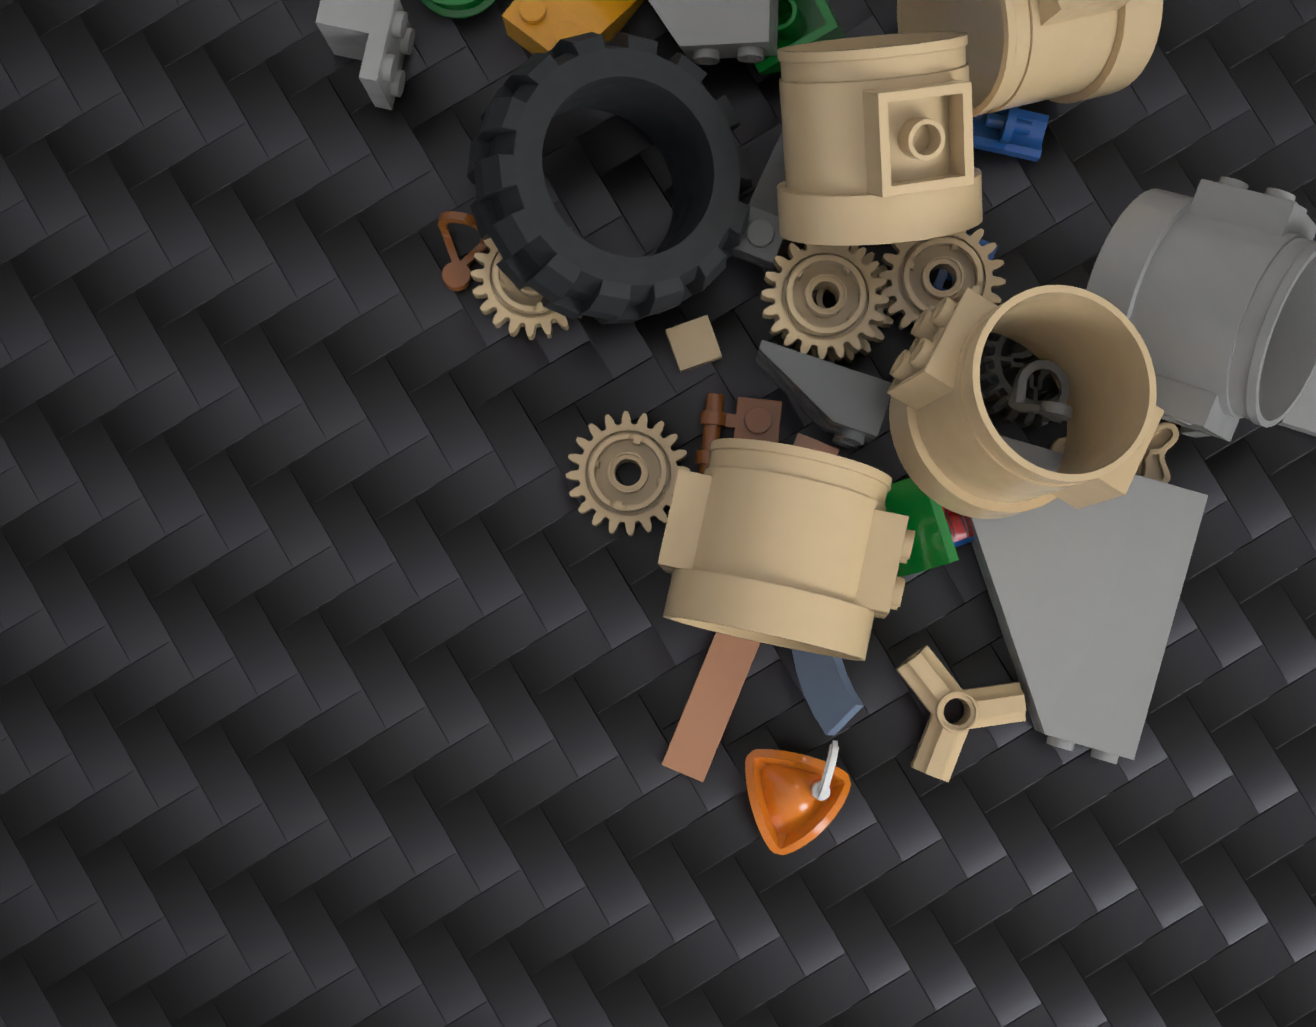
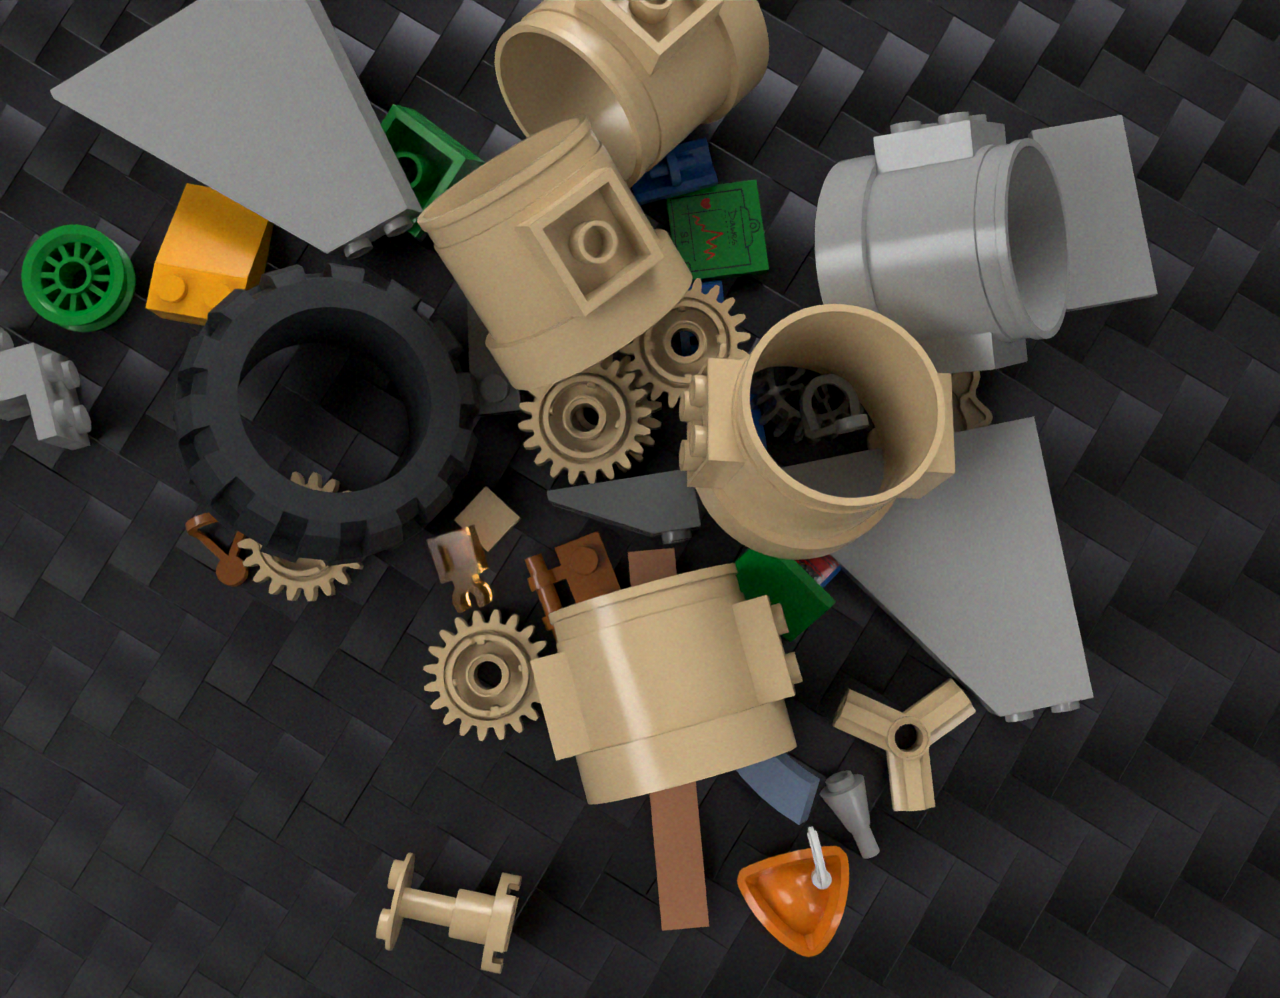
camera: 30 degrees left, 0 degrees up
(507, 663) = (470, 915): none -> tan piece
(652, 363) = (460, 559): none -> clear orange plate
(876, 740) = (848, 800): none -> light grey cone
(1020, 202) = (719, 231): none -> green tile

